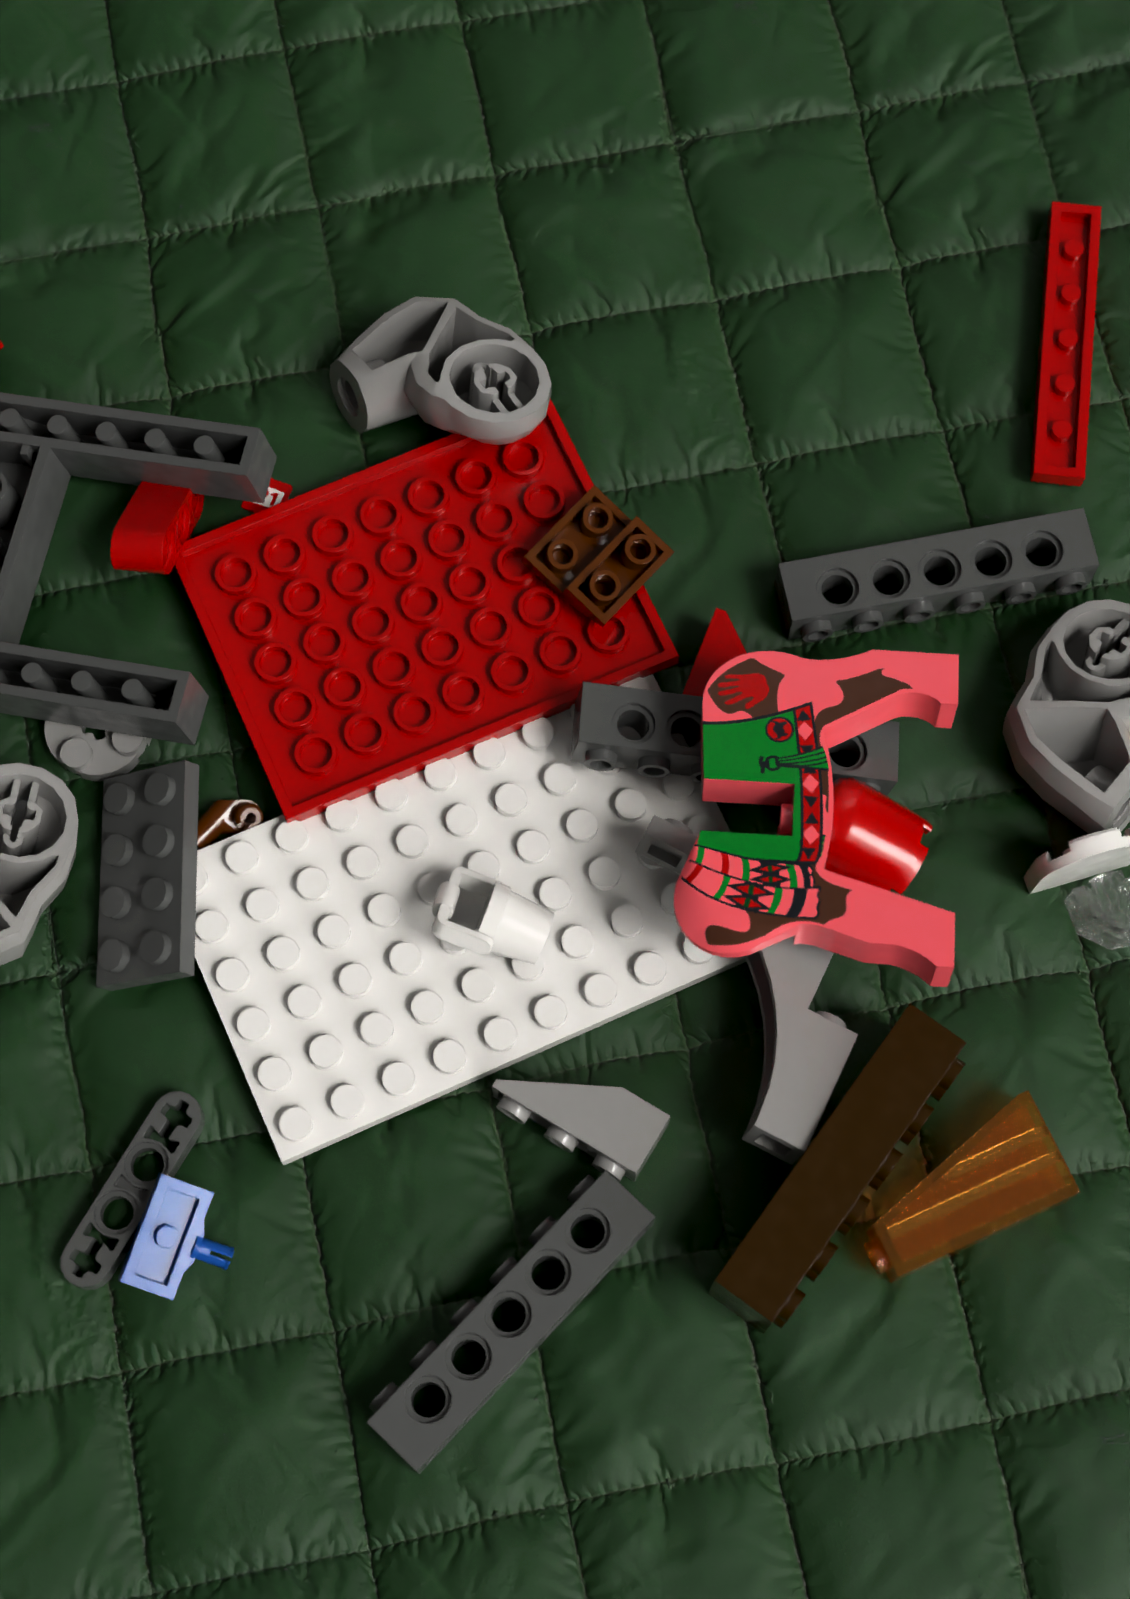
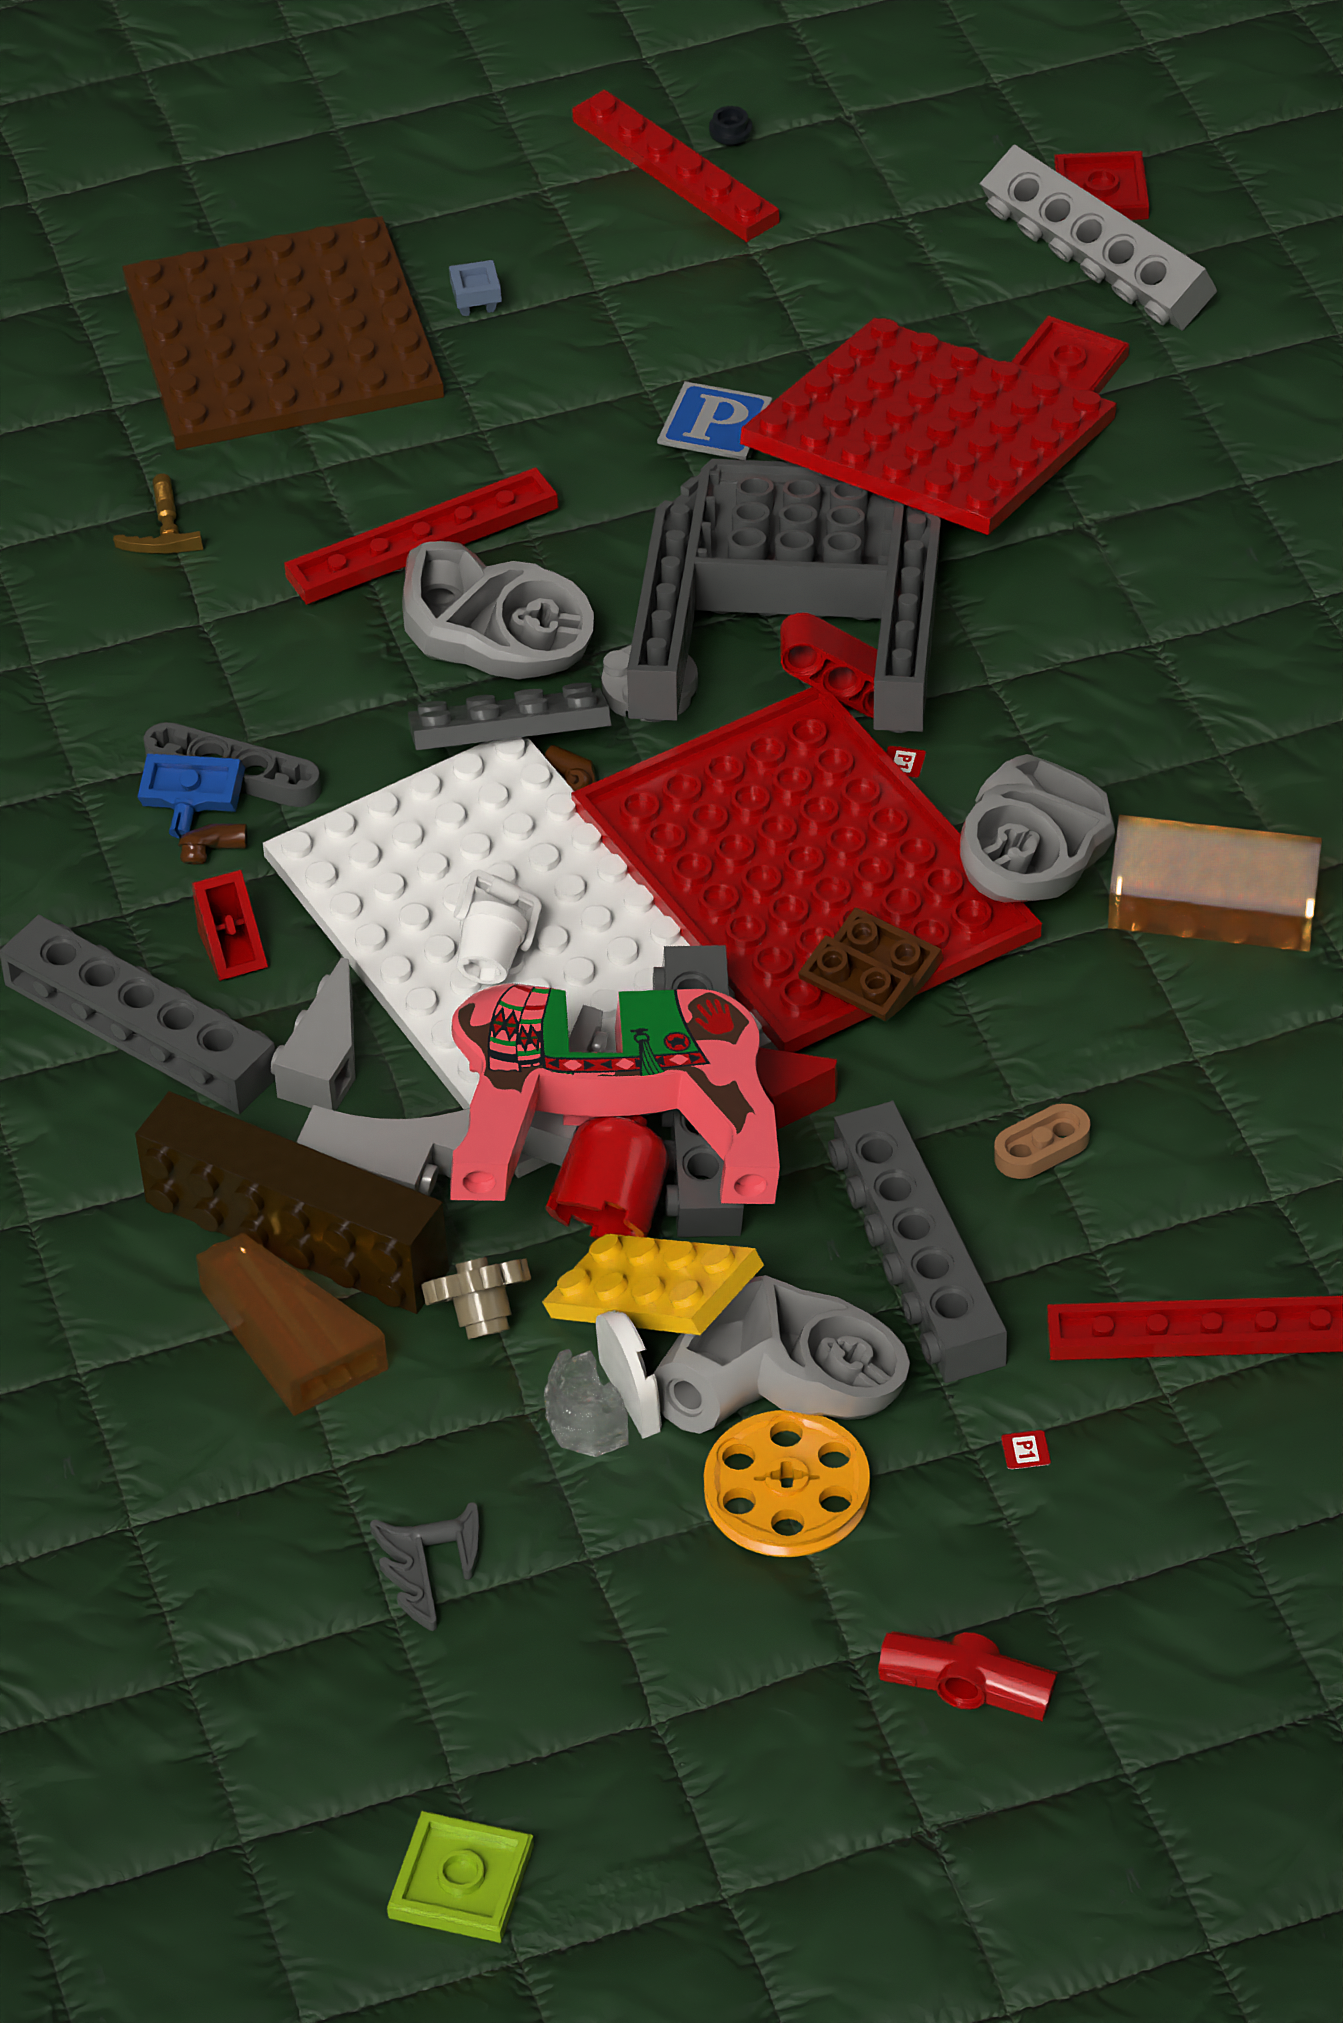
camera: 85 degrees right, 25 degrees down
(247, 1226) = (211, 836): none -> reddish brown arm
(408, 1209) = (228, 925): none -> red slope
(537, 230) = (1214, 883): none -> clear orange slope
(822, 449) = (1035, 1141): none -> medium nougat plate
(976, 995) = (479, 1294): none -> dark tan plant
(1003, 815) = (654, 1282): none -> yellow plate

